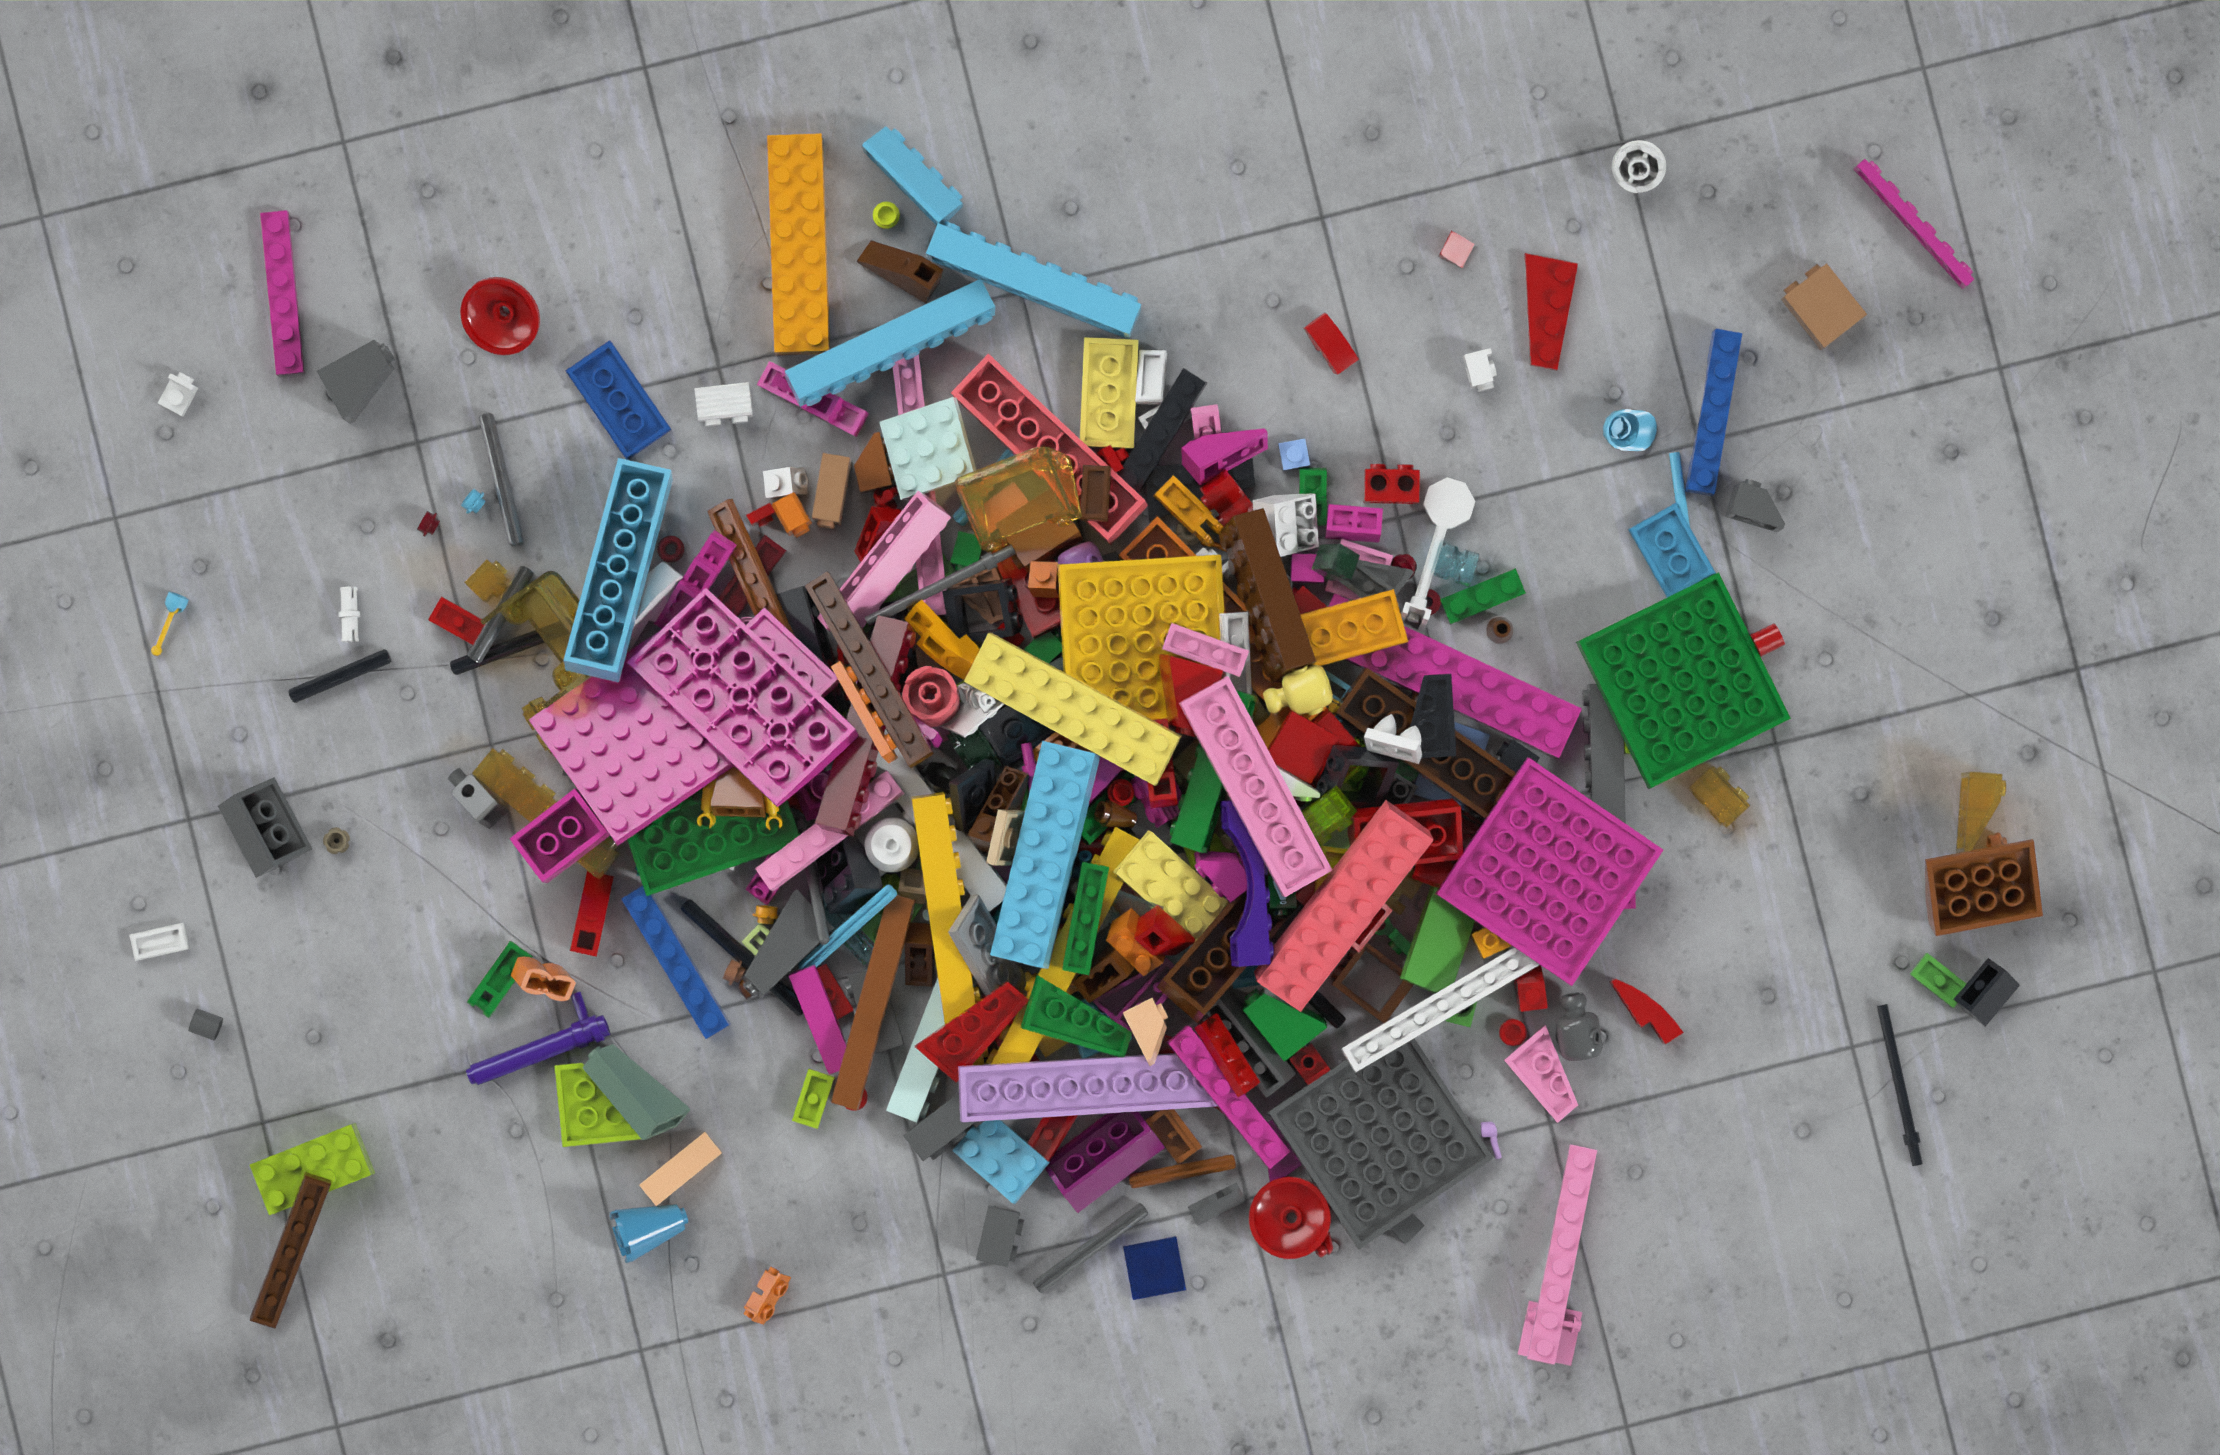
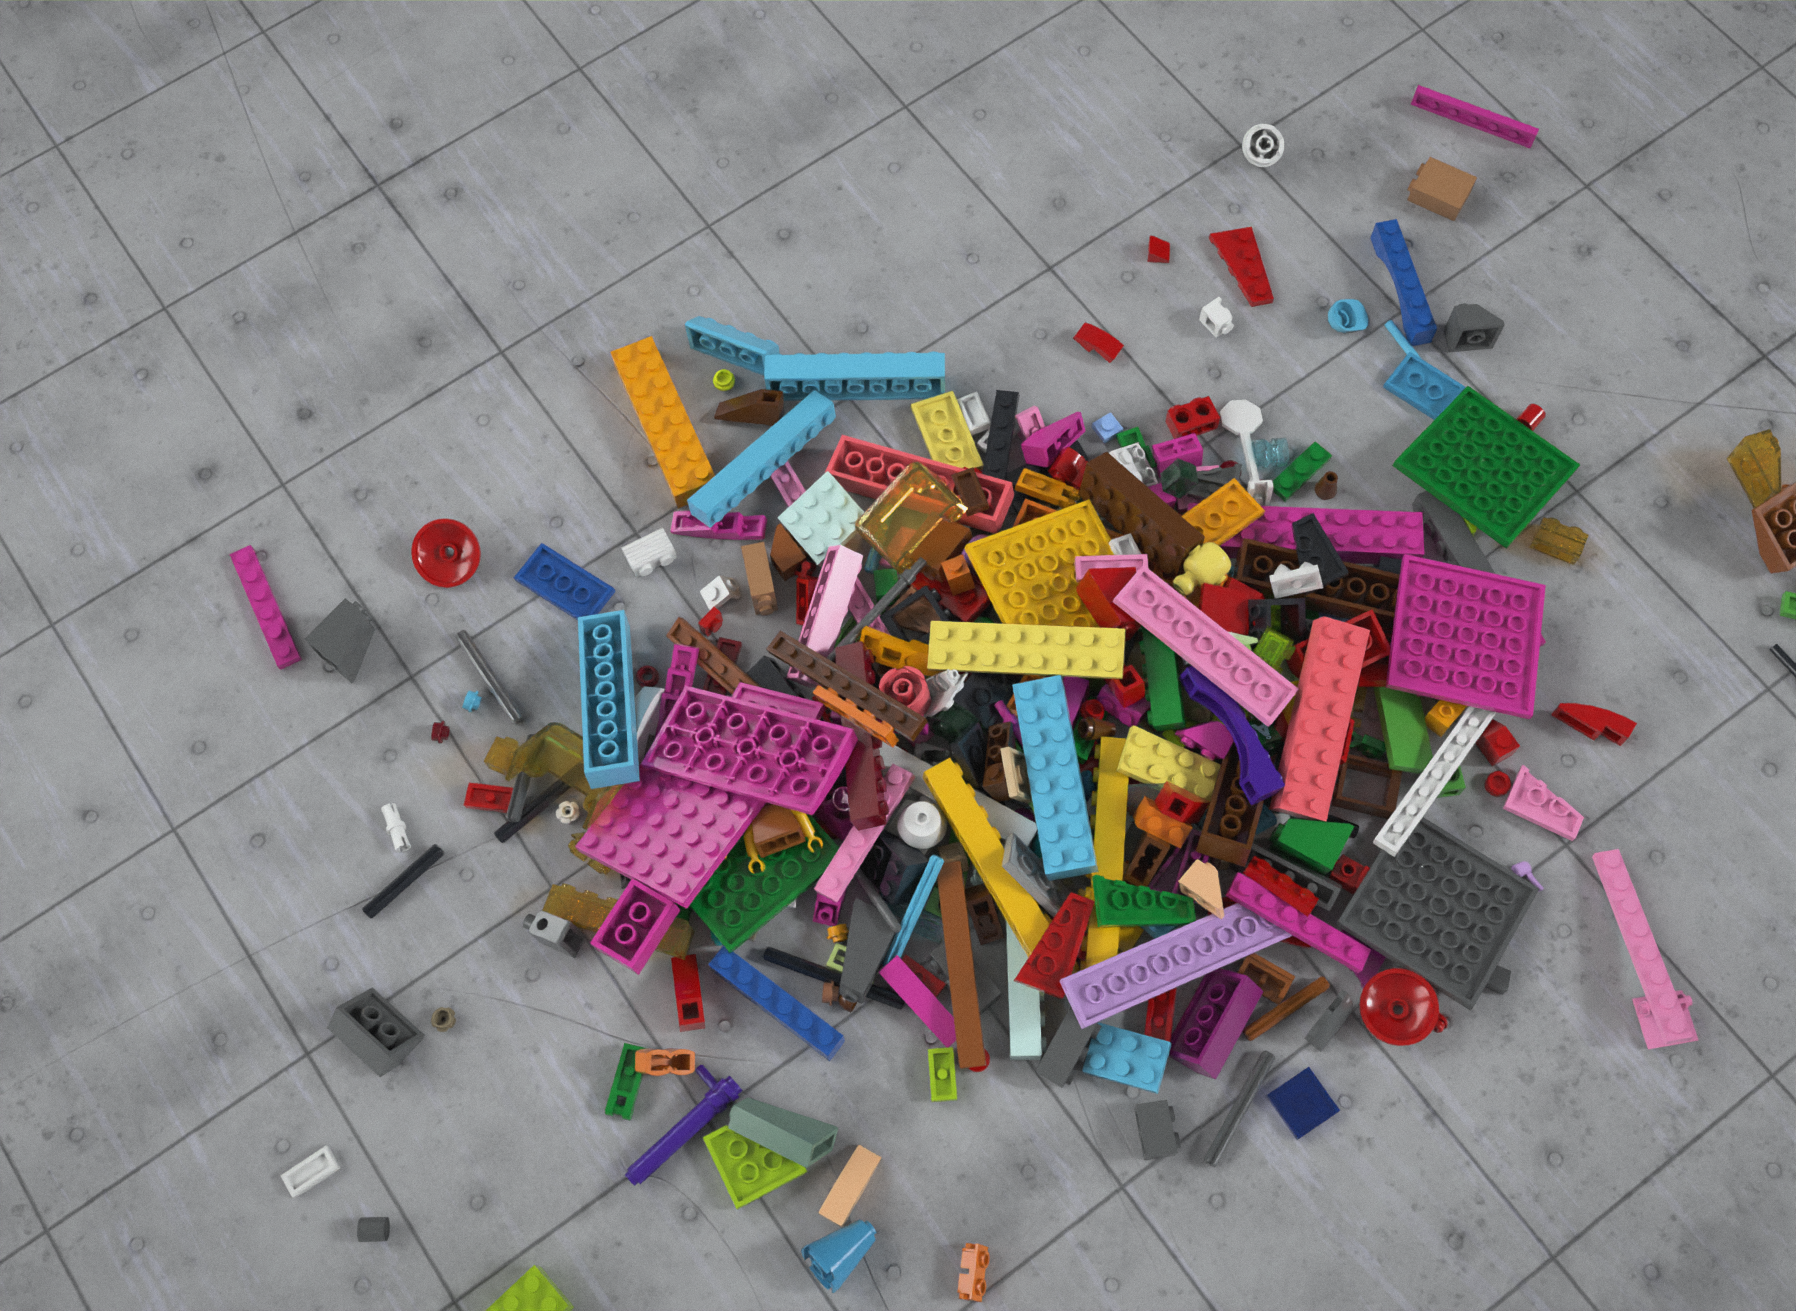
camera: 15 degrees left, 20 degrees down
(175, 604) = (243, 876): hinge -> none
(178, 393) = (200, 711): white bracket -> none
(534, 662) = (572, 816): none -> white plate
(792, 515) = (735, 608): orange brick -> none
(1085, 918) = (1111, 816): green plate -> none
(1578, 1030) = (1551, 759): dark grey piece -> none

